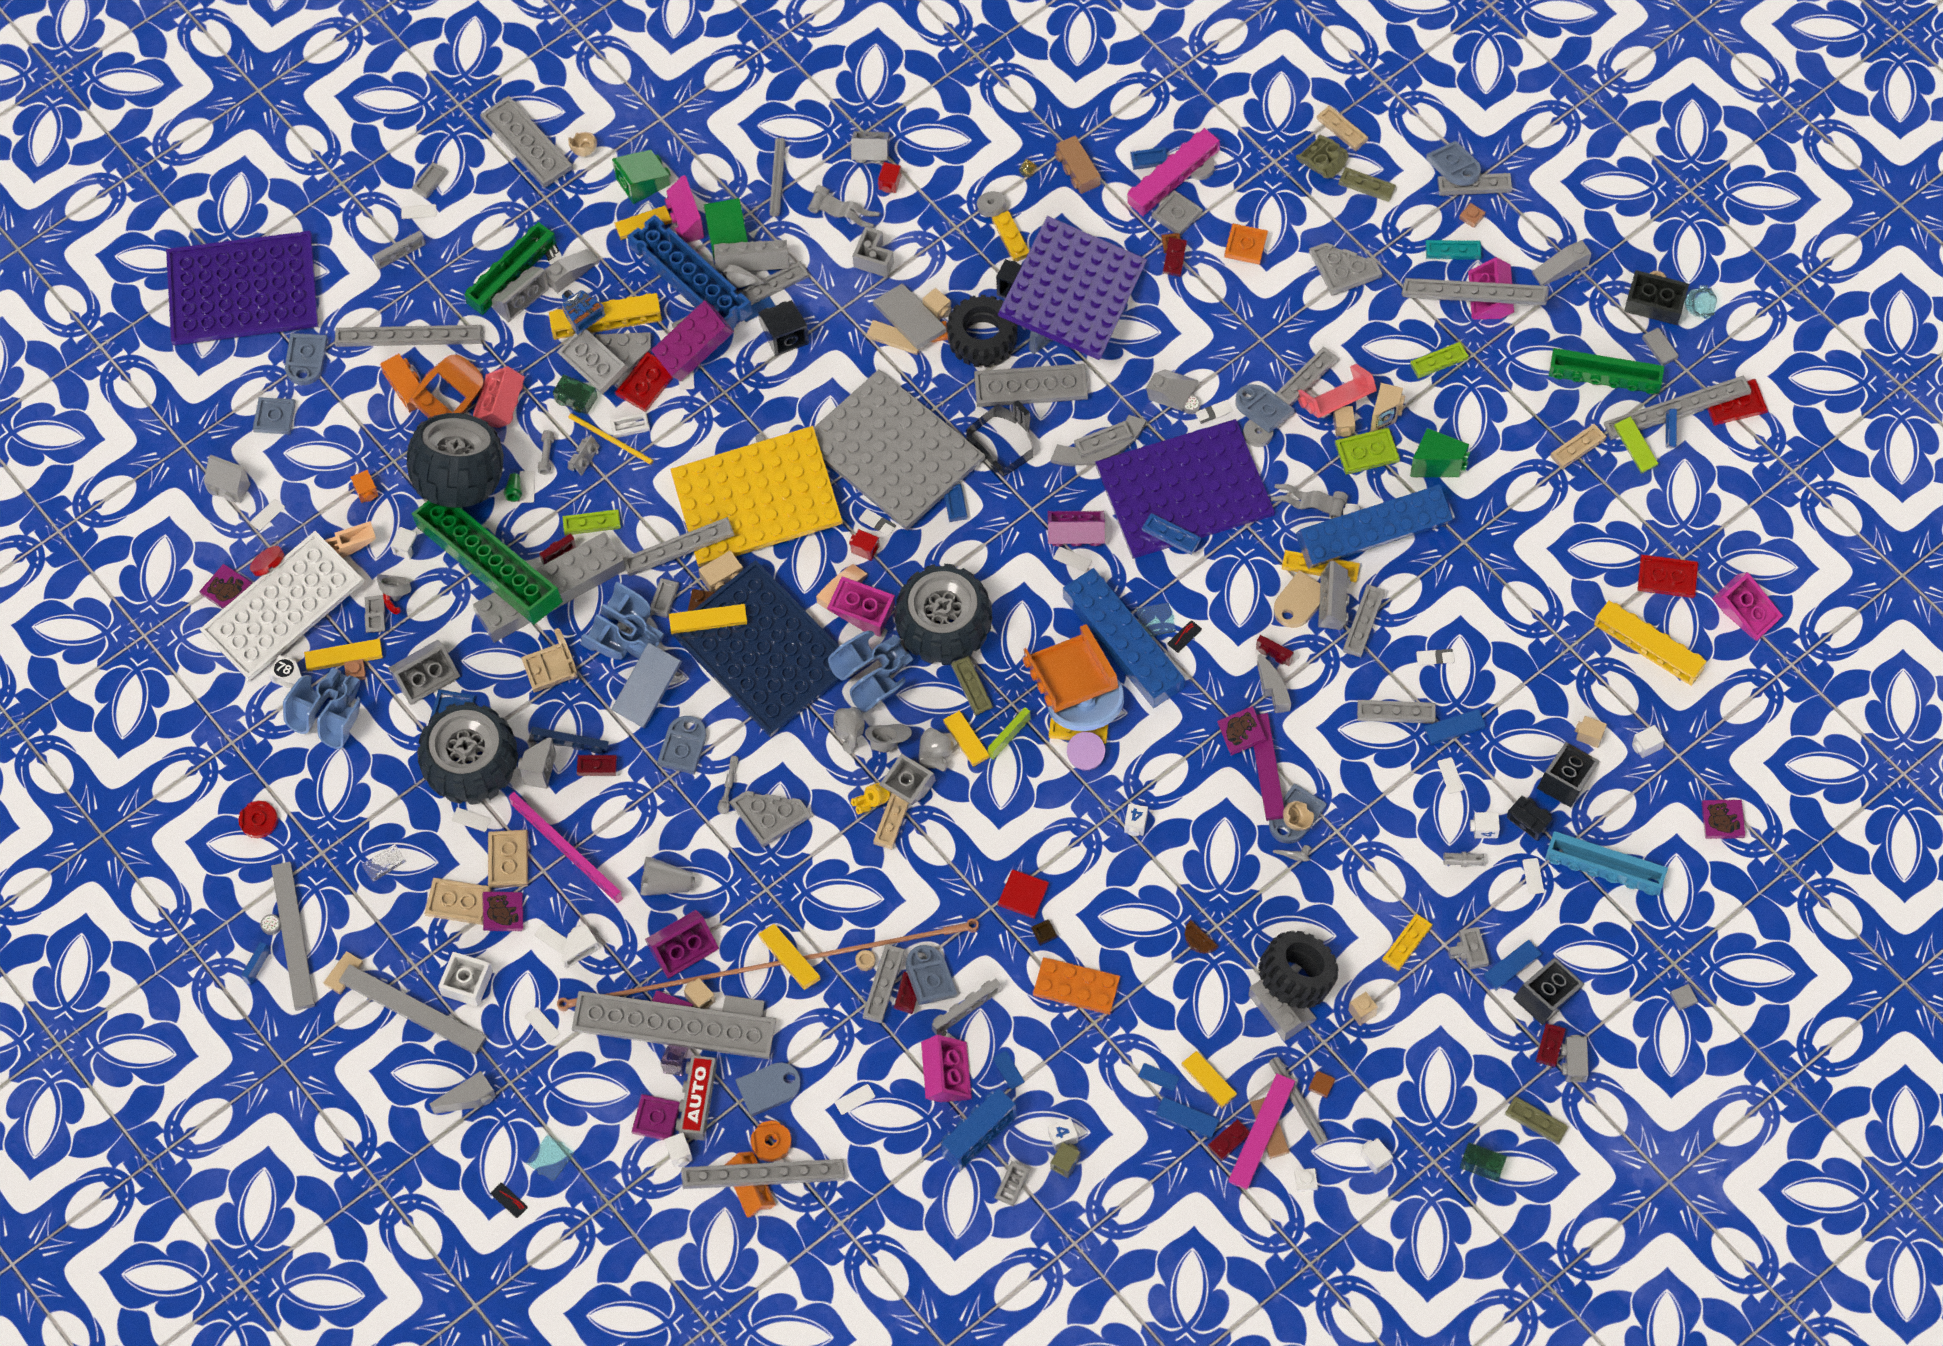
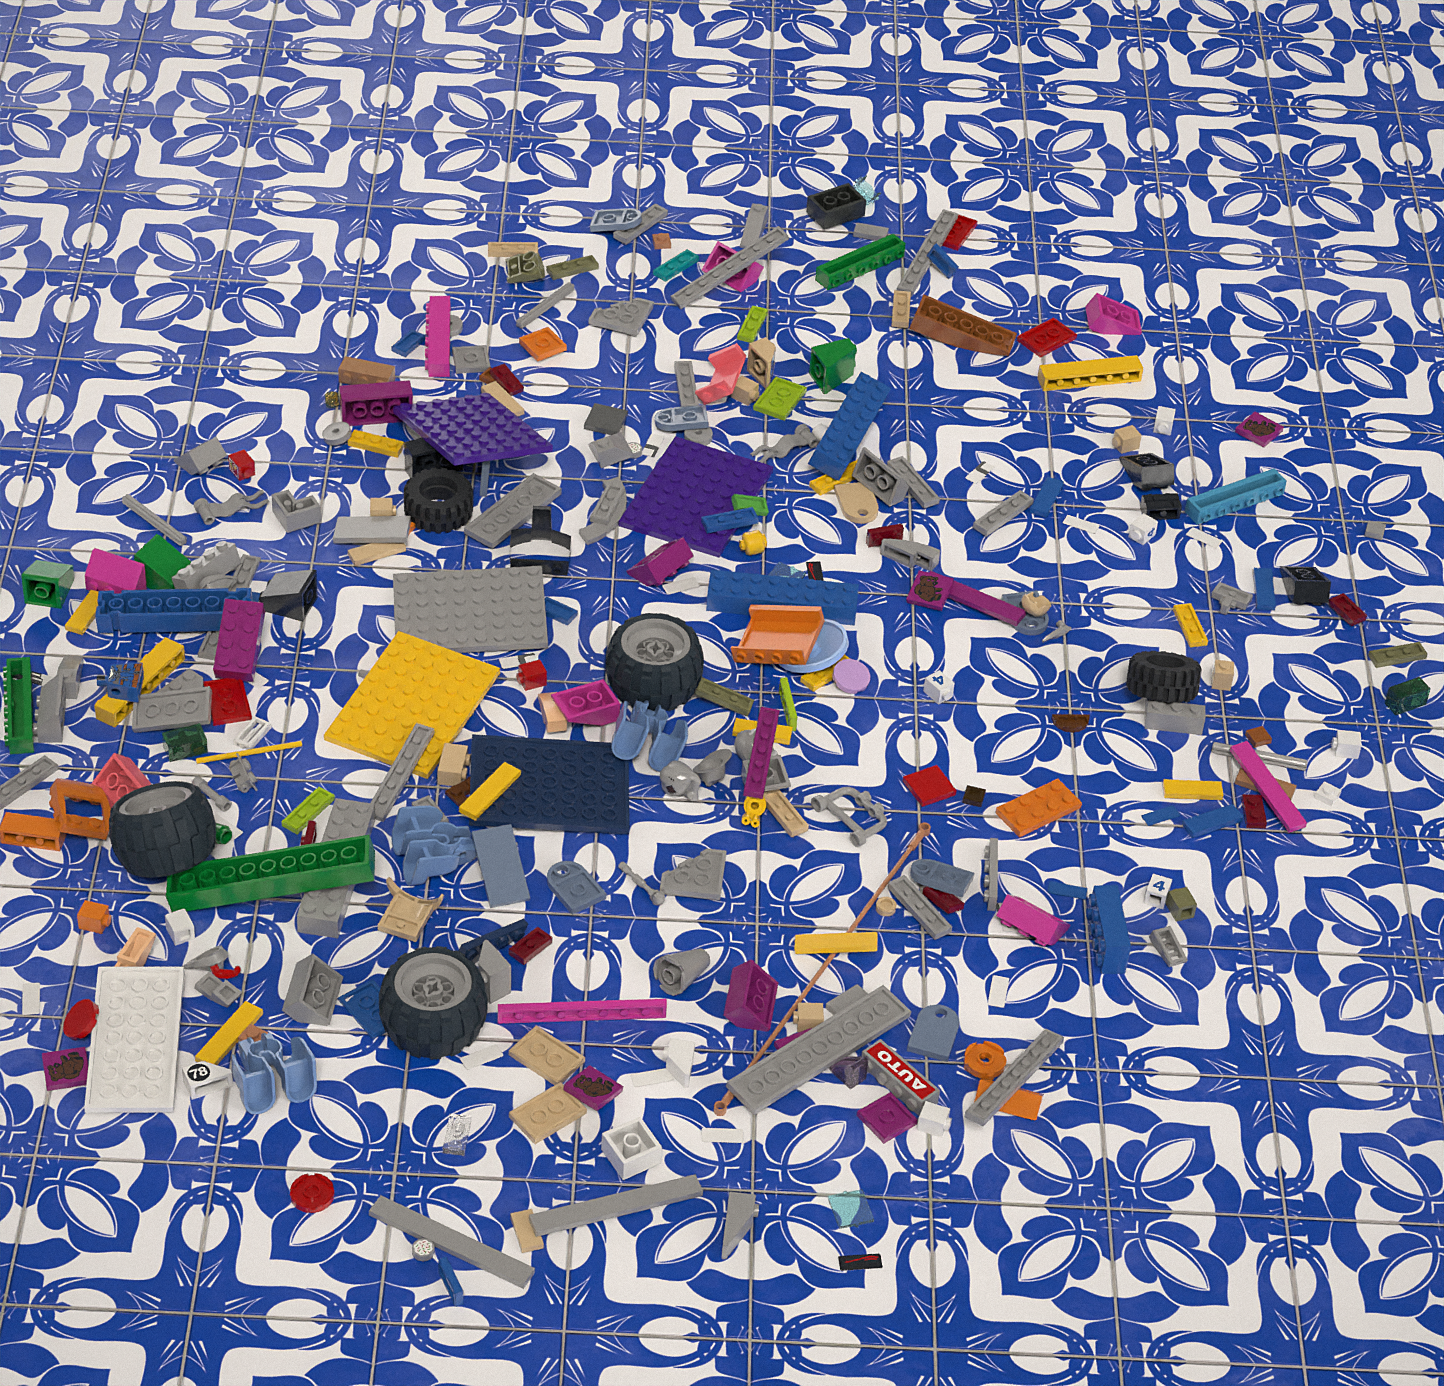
camera: 55 degrees left, 20 degrees down
(919, 759) = (761, 752): none -> magenta tile
(957, 878) = (859, 835): none -> light grey bar
(1042, 198) = (373, 402): none -> magenta brick
(1151, 273) = (503, 397): none -> tan tile
(1165, 569) = (753, 542): none -> yellow head
(1206, 357) = (605, 419): none -> dark grey tile
(1209, 534) = (743, 501): none -> bright green tile
(1296, 206) = (545, 305): none -> light grey axle
(1463, 859) = (1156, 556): light grey pin -> none
(1576, 1059) = (1373, 603): light grey brick -> none
(1598, 509) = (960, 328): none -> dark orange slope
(1635, 445) = (933, 285): lime tile -> none

